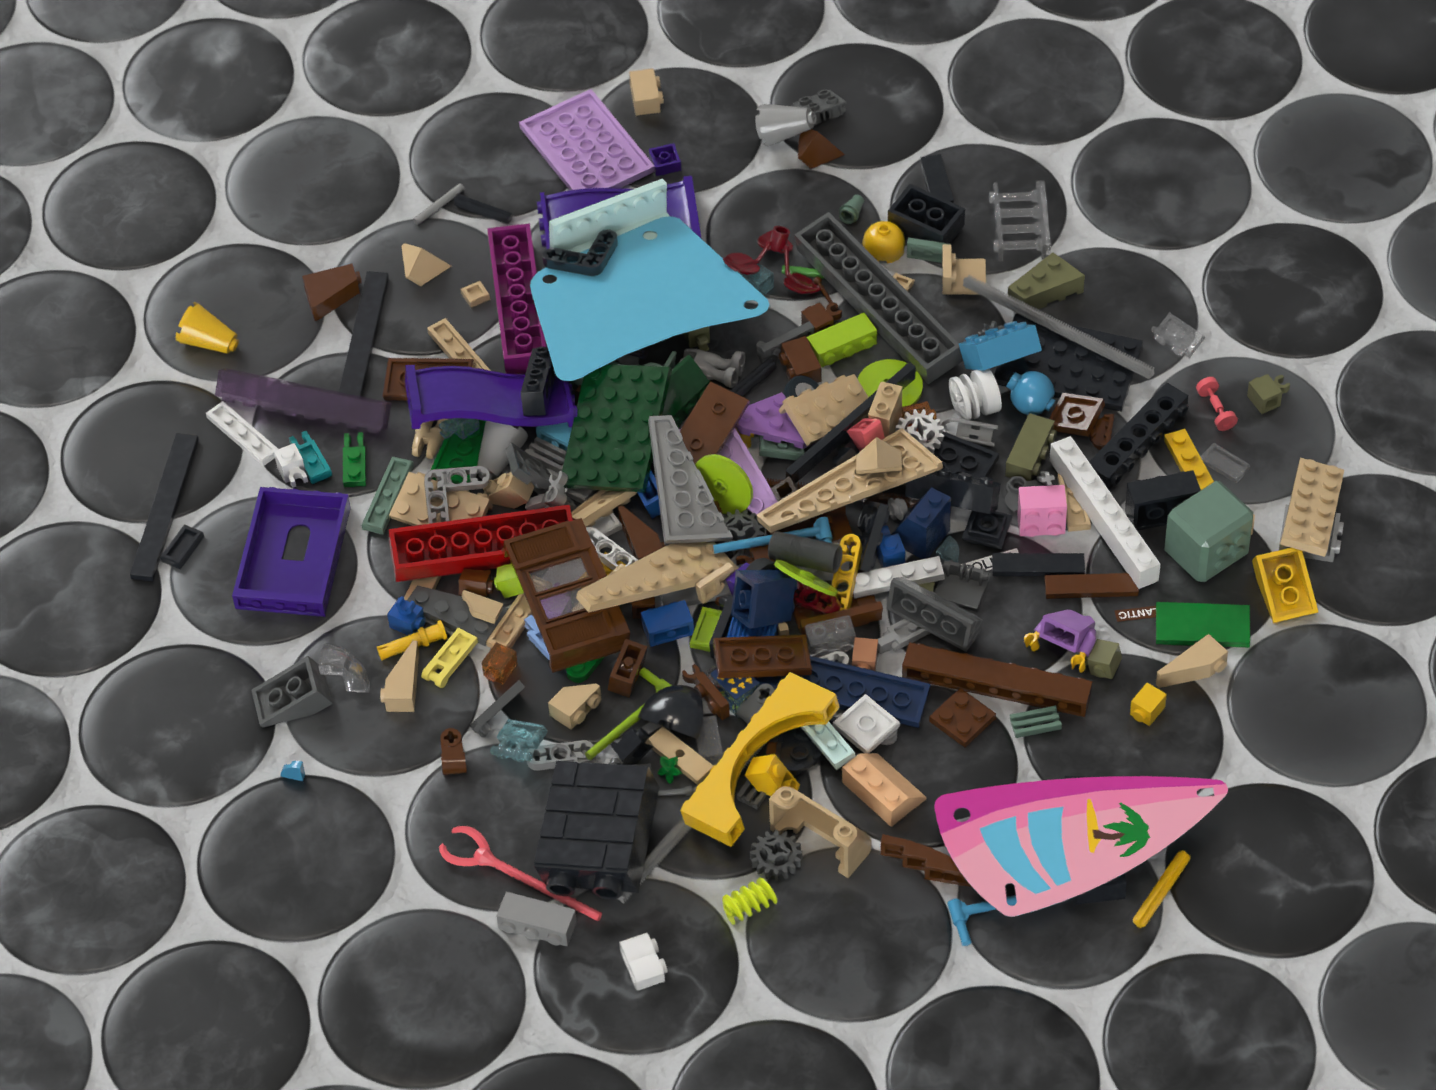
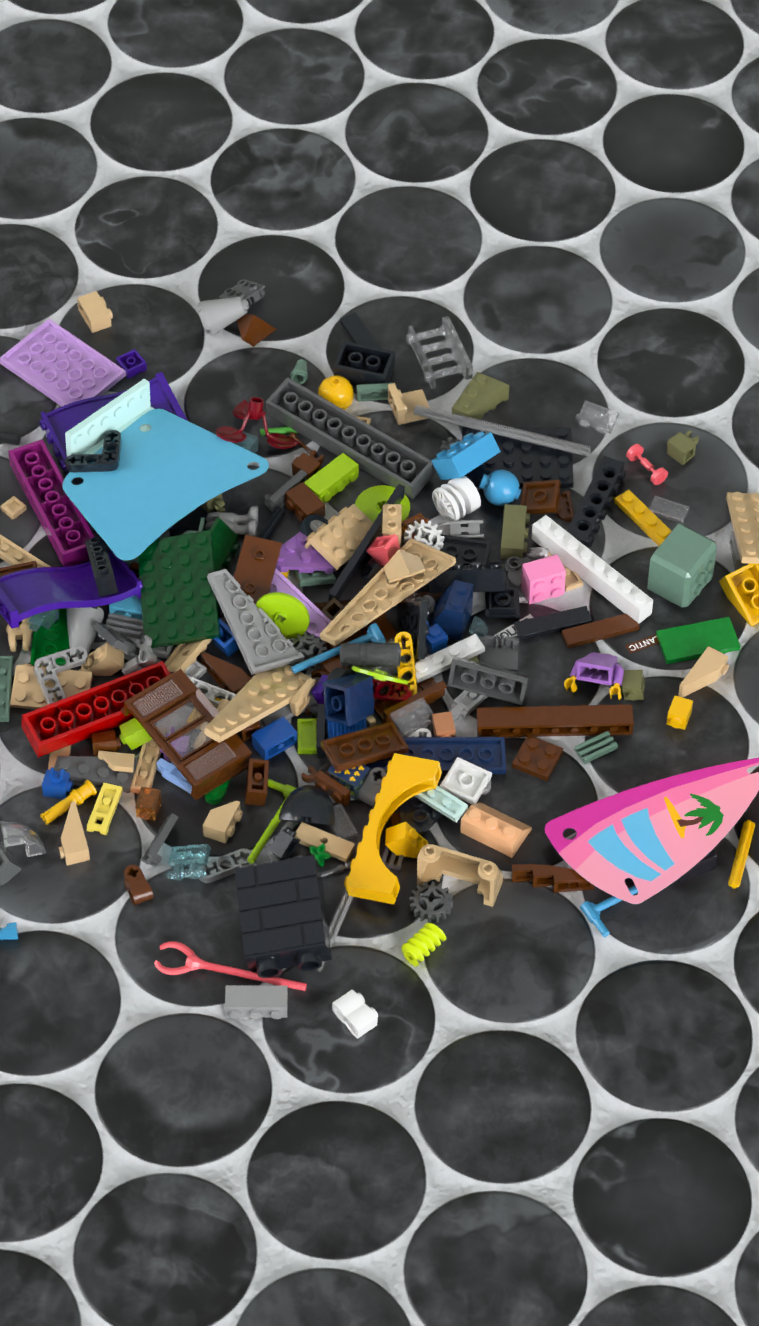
camera: 20 degrees left, 0 degrees up
(1154, 498) = (634, 548): black brick -> none

